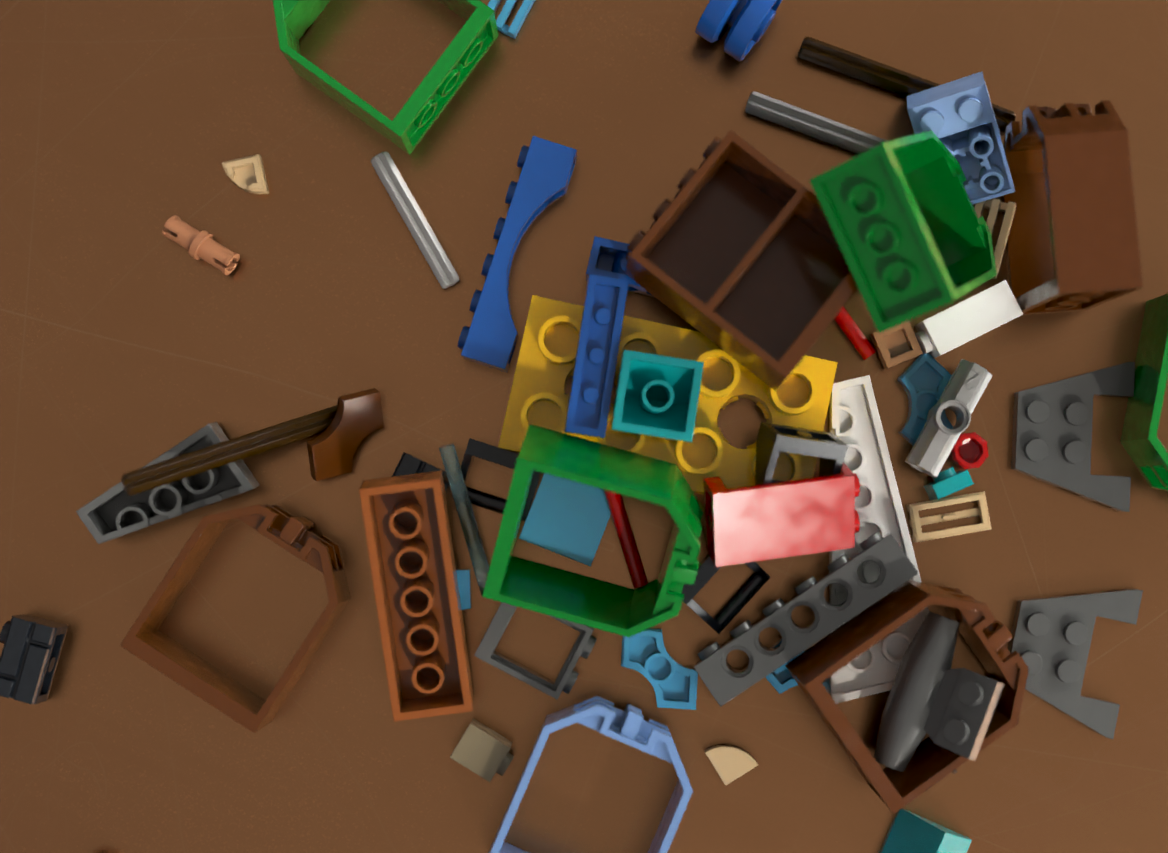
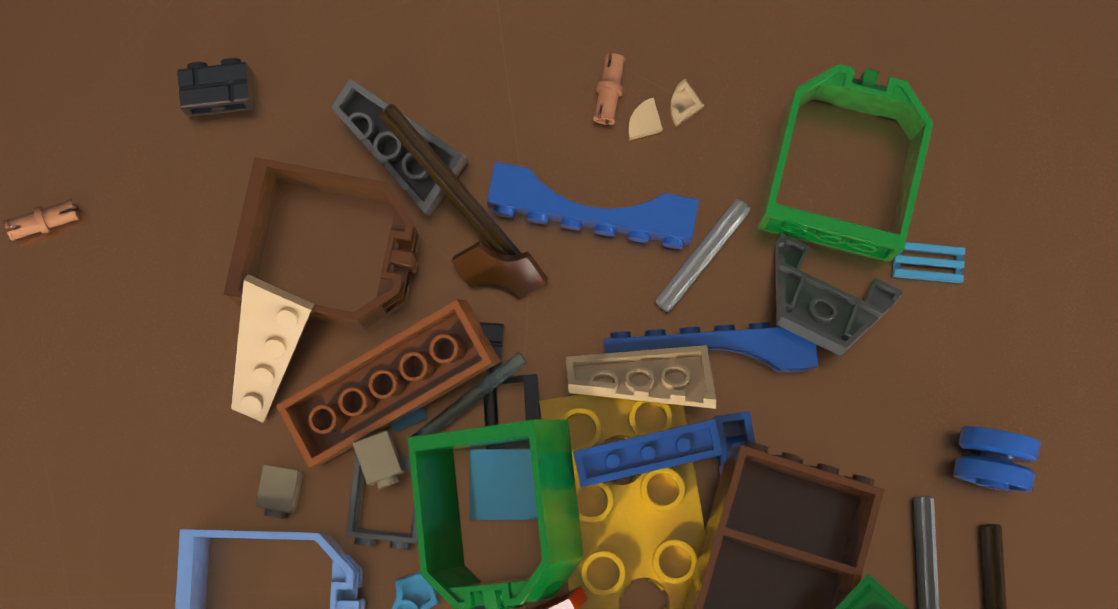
camera: 65 degrees right, 5 degrees down
(249, 222) = (644, 120): none -> tan tile
(322, 705) = (266, 342): none -> tan wing
(360, 245) = (520, 192): none -> blue arch
(493, 635) = (379, 459): none -> dark tan brick
(519, 123) = (821, 310): none -> dark grey wing
(519, 318) = (653, 375): none -> tan wing
(626, 538) = (503, 542): red bar -> none
(657, 395) = (634, 518): teal slope -> none

